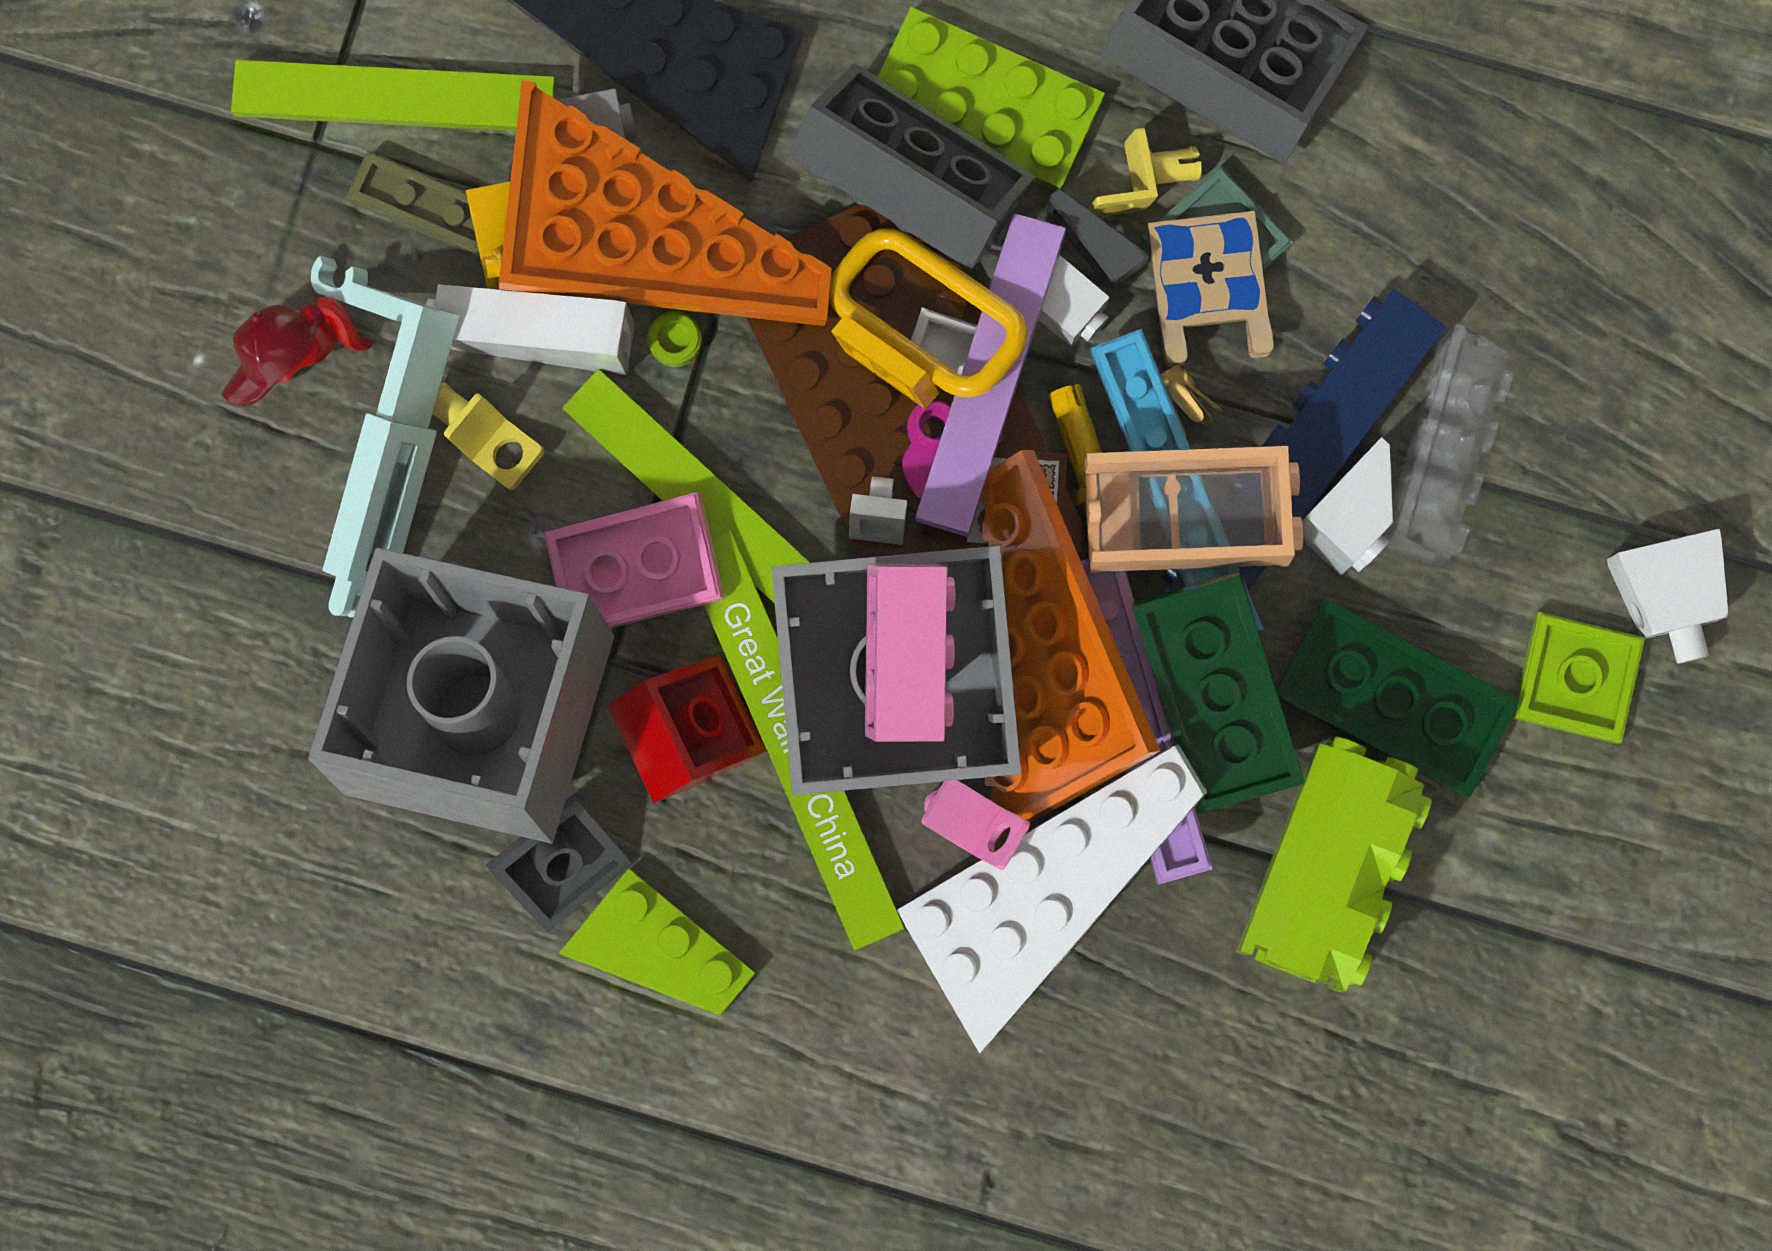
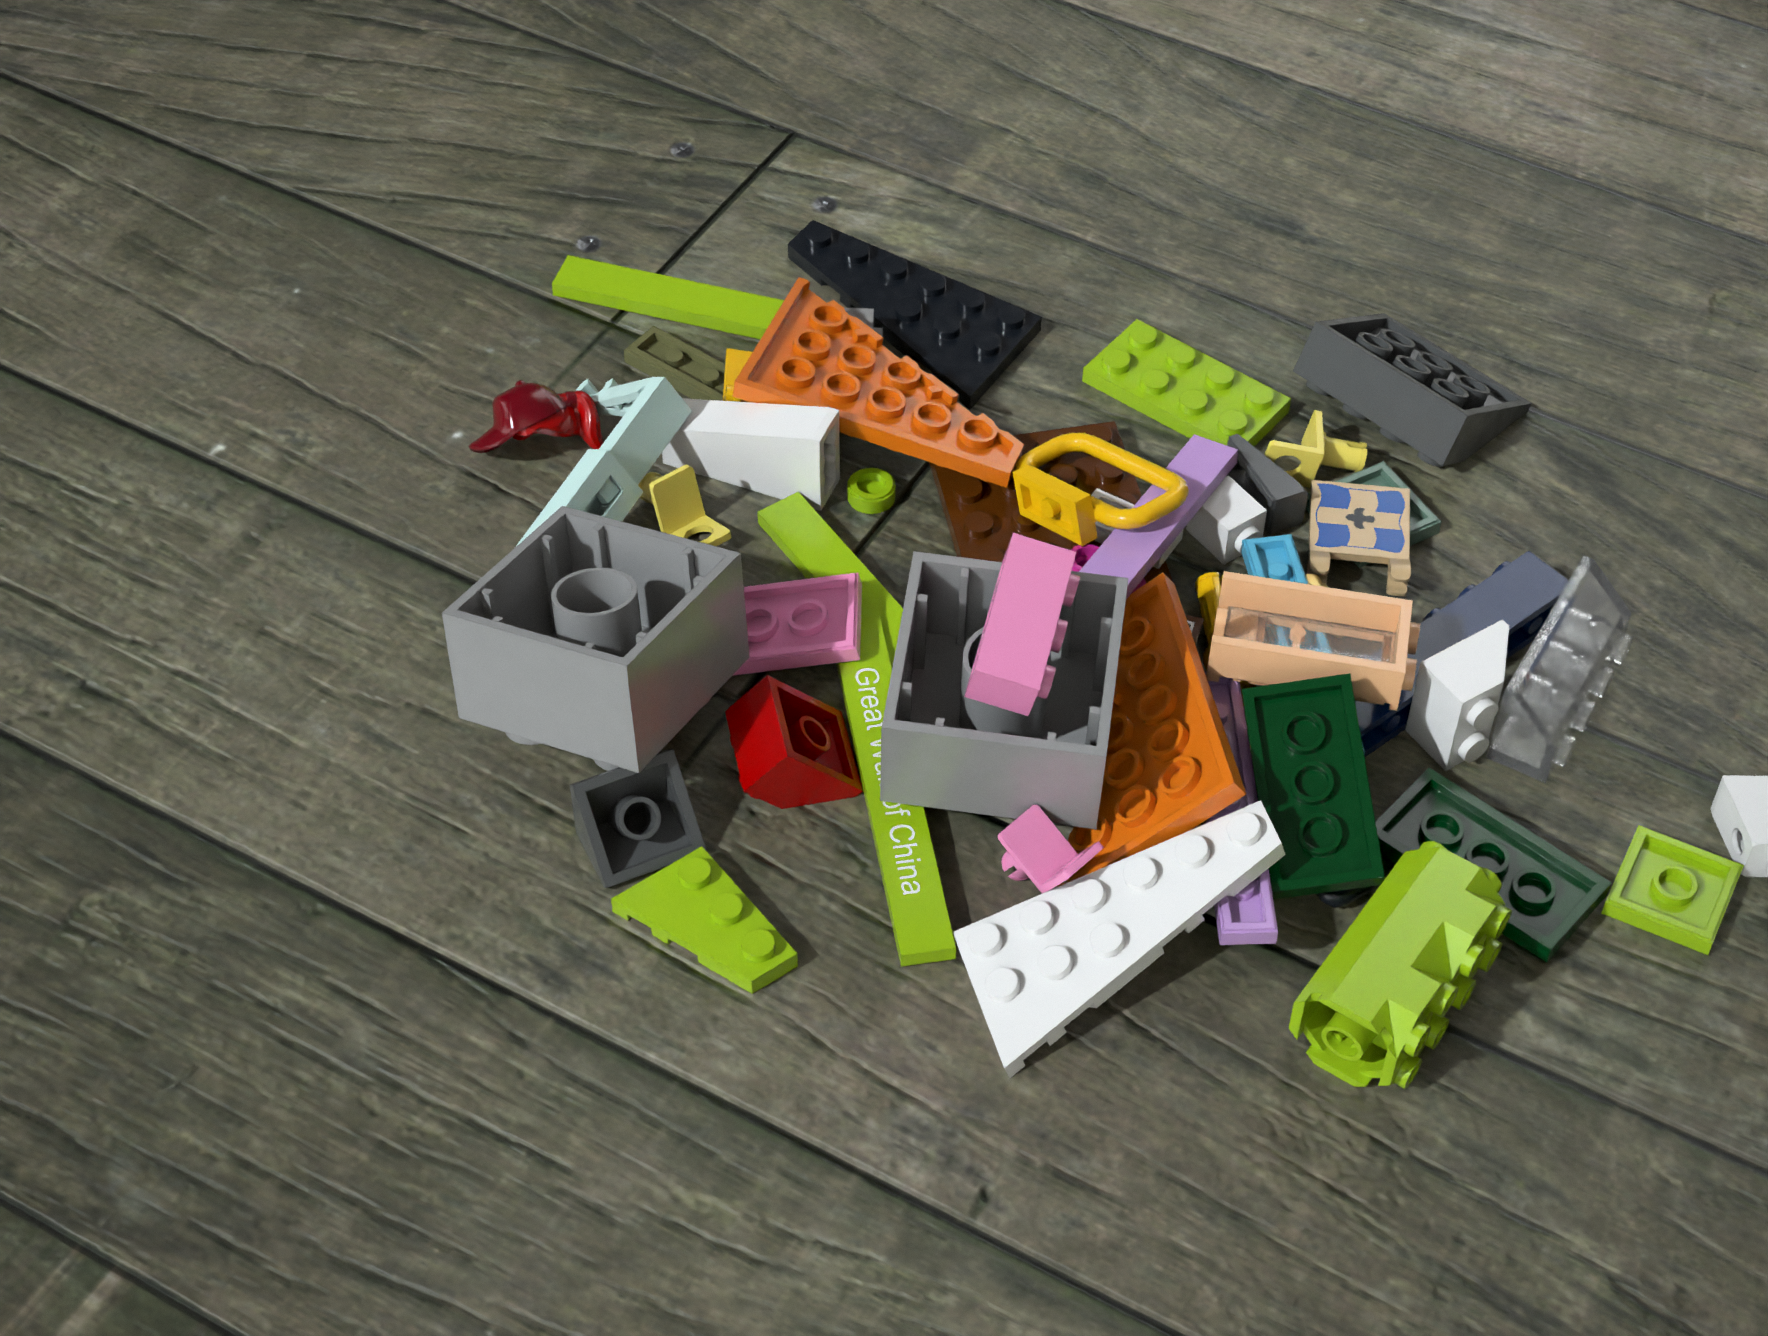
camera: 10 degrees right, 35 degrees down
(910, 165) = (1105, 393): dark grey slope -> none

